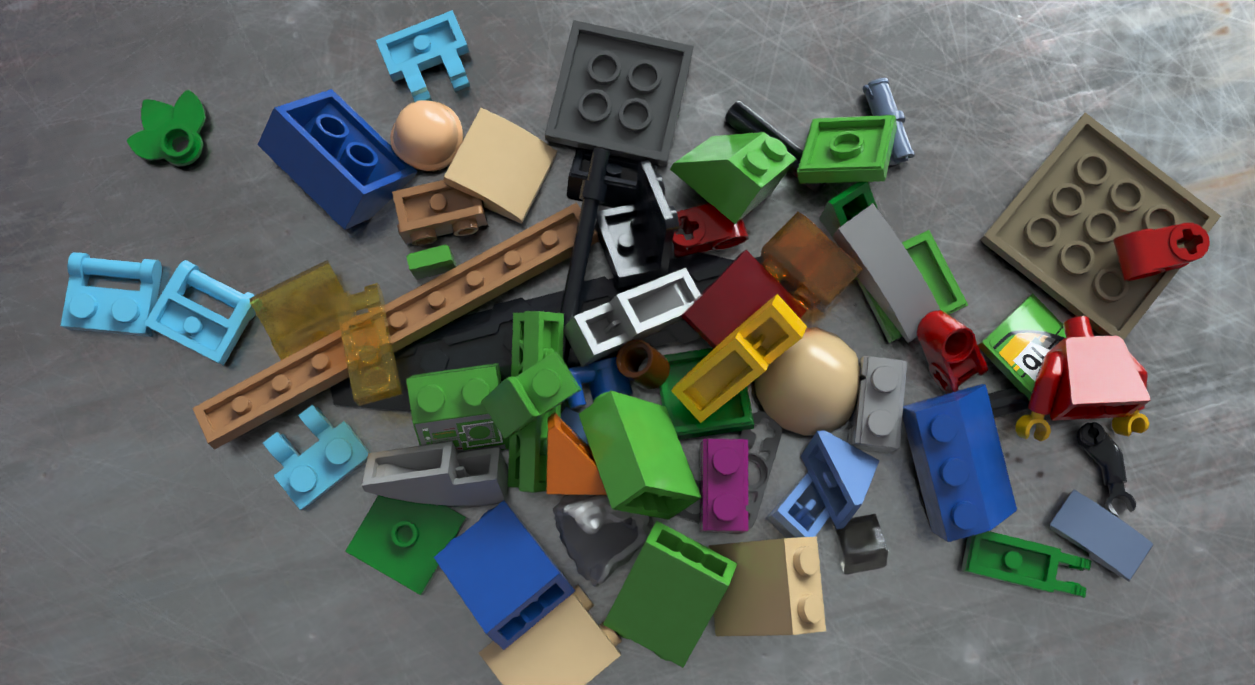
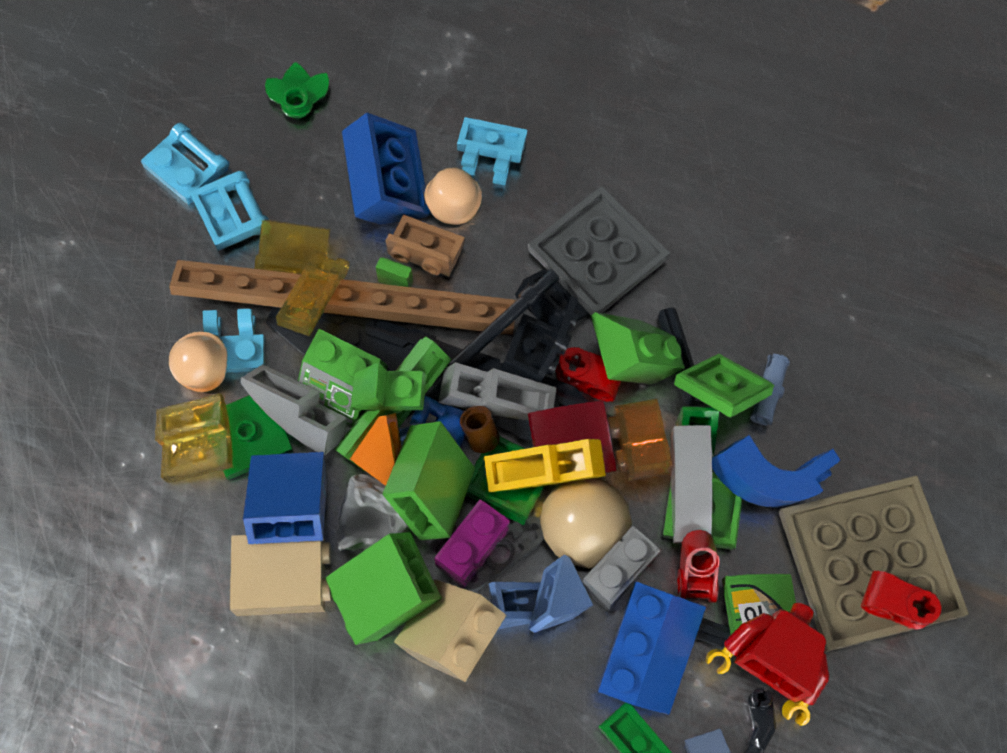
camera: 35 degrees right, 10 degrees down
(299, 497) = (199, 361): none -> light nougat helmet
(357, 580) = (194, 438): none -> clear yellow slope
(500, 165) = (485, 244): tan slope -> none
(861, 545) = (540, 658): clear smoke slope -> none
(939, 224) = (756, 480): none -> blue arch

